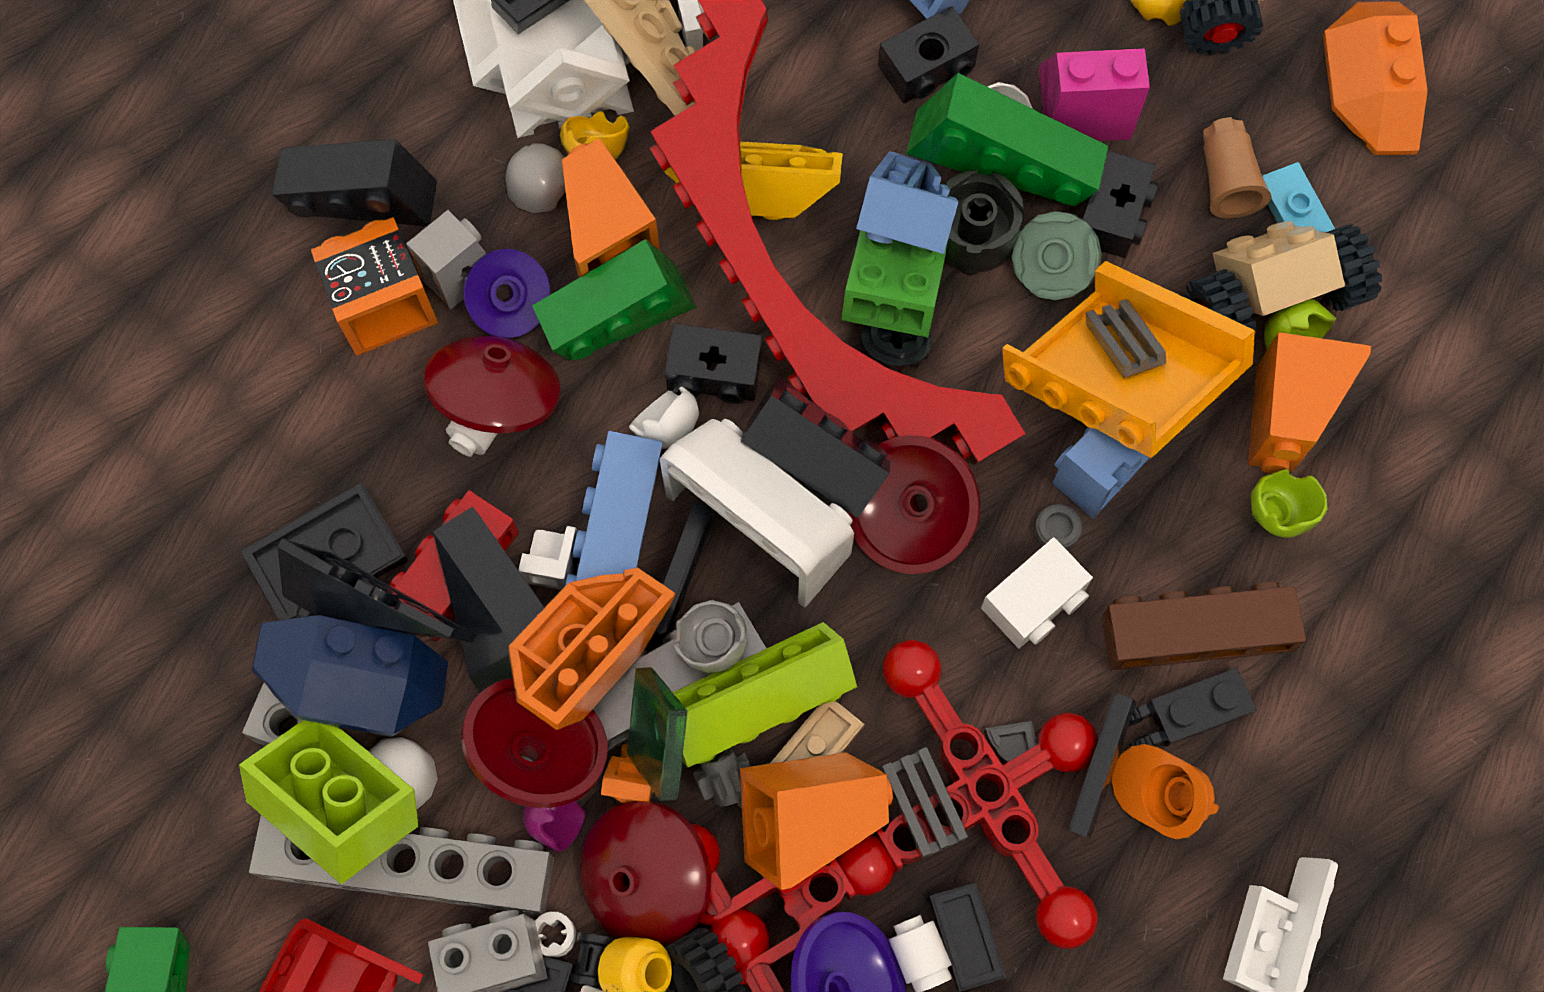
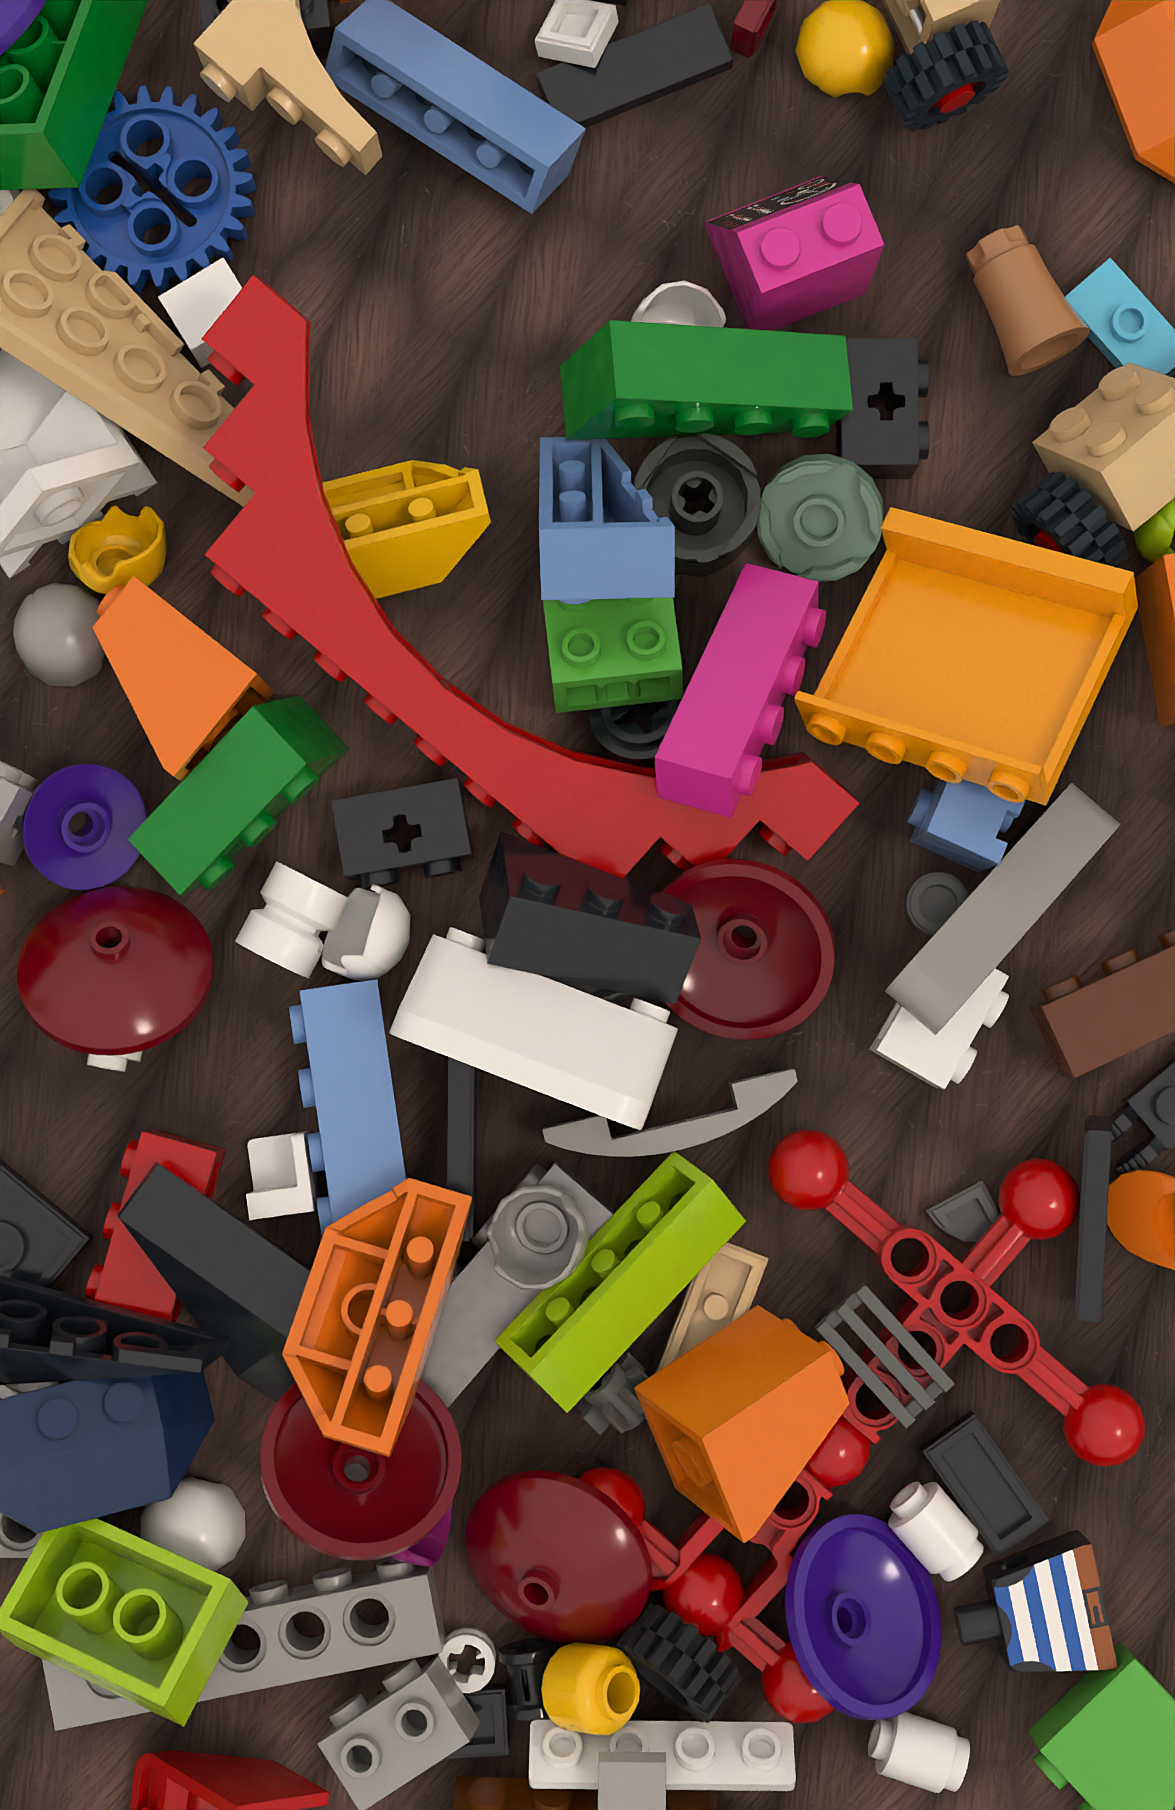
camera: 15 degrees left, 15 degrees up
(622, 390) = (292, 920): none -> white wheel
(624, 780) = (495, 1438): orange plate -> none
(657, 733) = (514, 1392): clear green tile -> none
(890, 609) = (749, 1097): none -> light grey slope
(939, 36) = (554, 229): black brick -> none
(966, 334) = (739, 691): none -> dark pink brick
(1101, 530) = (1002, 909): none -> light grey beam
(1115, 318) = (924, 589): dark grey tile -> none

